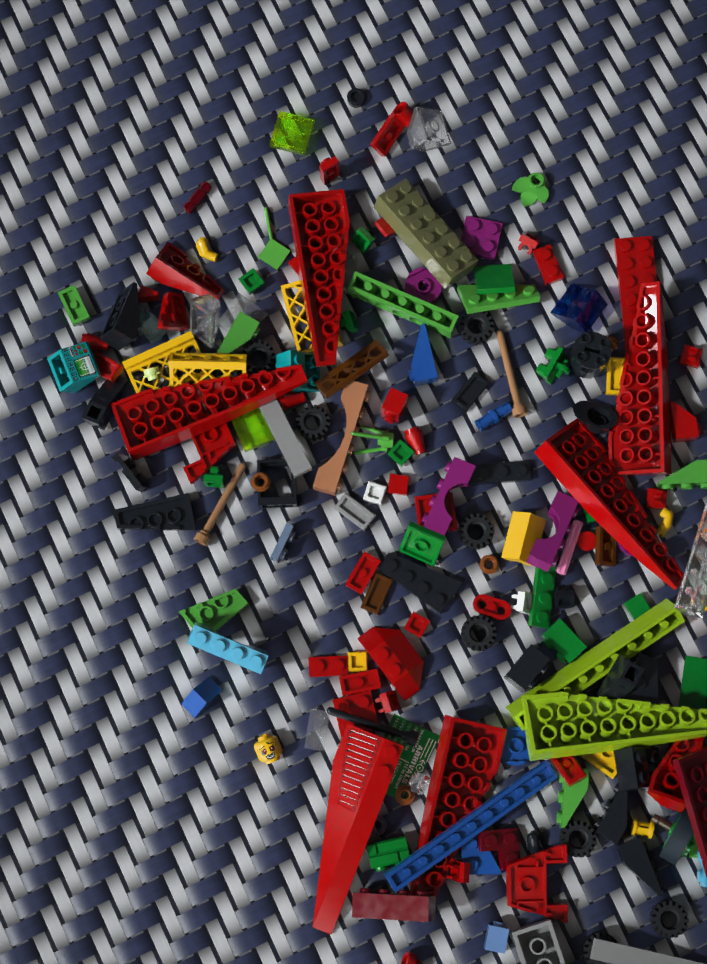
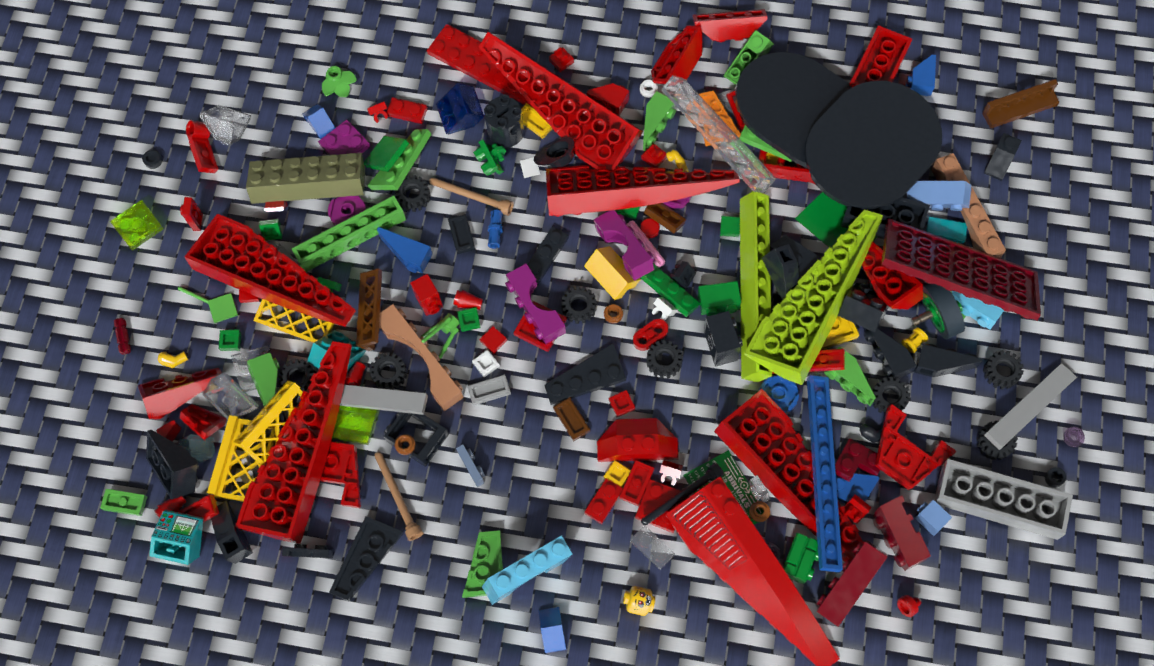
camera: 55 degrees left, 10 degrees down
(152, 373) = (238, 473): yellowish green plate -> none
(213, 479) = (370, 486): green tile -> none
(363, 573) = (545, 417): red plate -> none
(422, 543) = (557, 351): green tile -> none
(462, 921) = (900, 534): none -> dark red wedge
(485, 201) = (318, 120): none -> slope
(569, 401) = (529, 167): none -> white sticker

